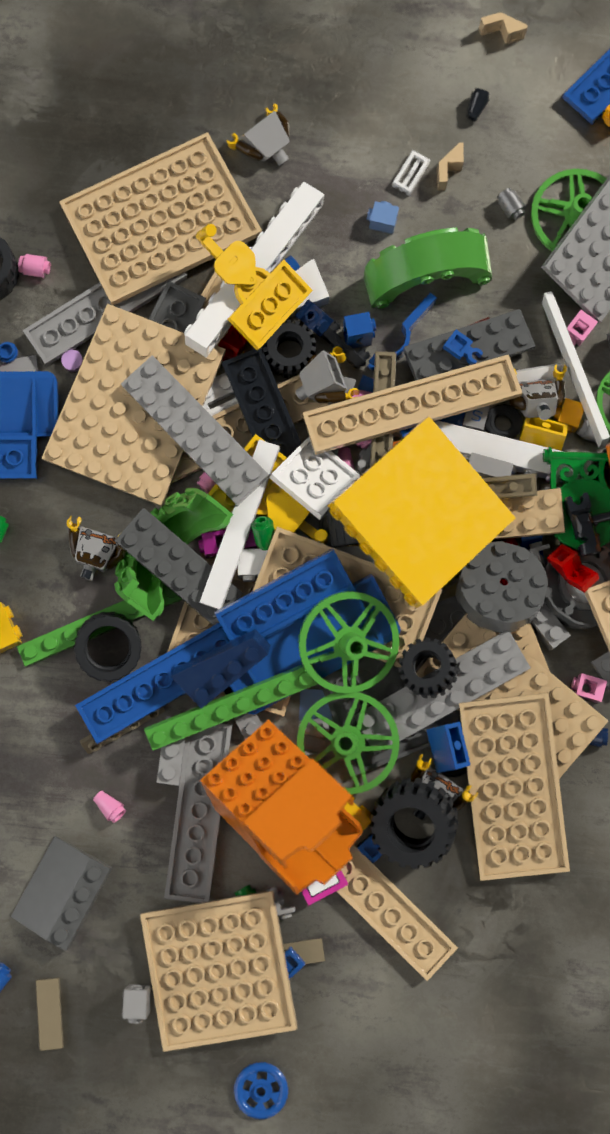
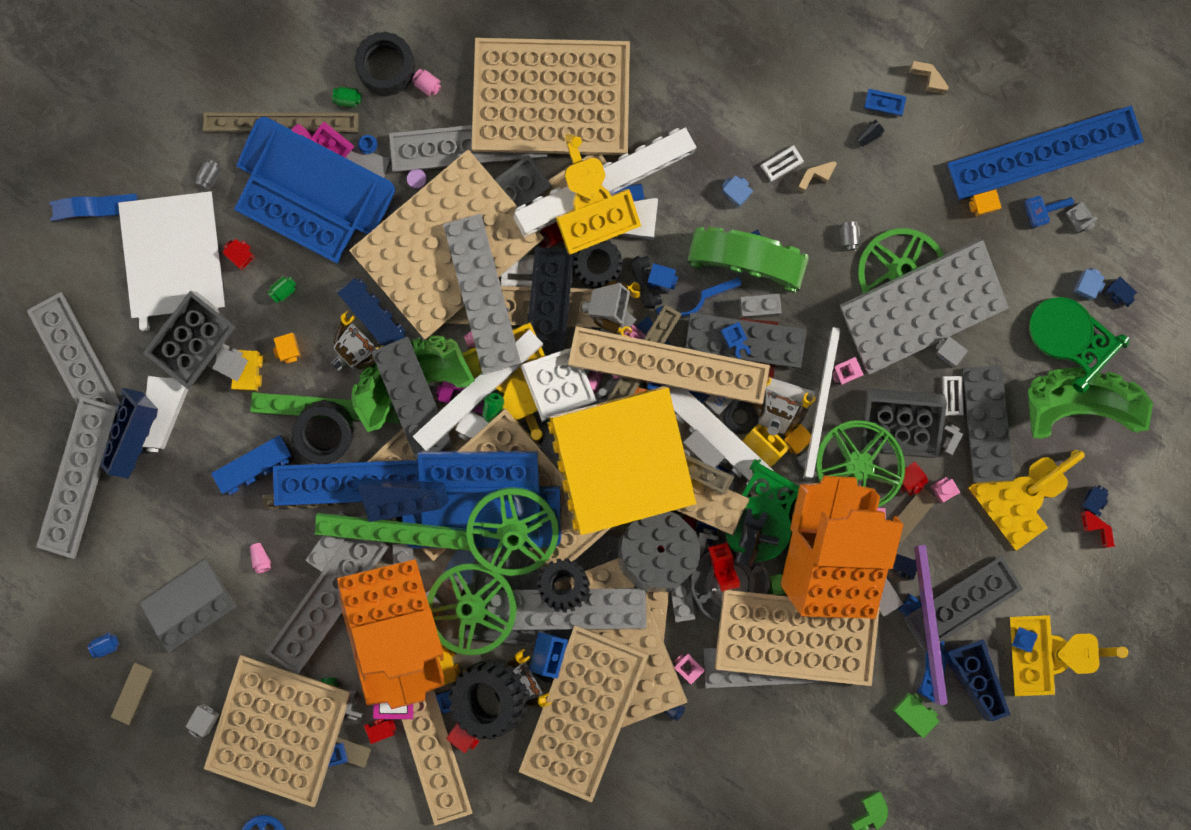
camera: 30 degrees right, 5 degrees up
(29, 585) = (286, 348): none -> light orange brick
(53, 718) = (251, 465): none -> blue brick
(92, 506) = (369, 312): none -> dark blue wedge
(265, 138) = (675, 72): light grey torso -> none
(314, 317) = (631, 249): dark blue brick -> none
(321, 913) = (381, 730): none -> red brick
(408, 877) = (462, 740): none -> red brick
(465, 310) = (760, 306): none -> light grey brick
(475, 70) = (885, 102): none -> blue plate

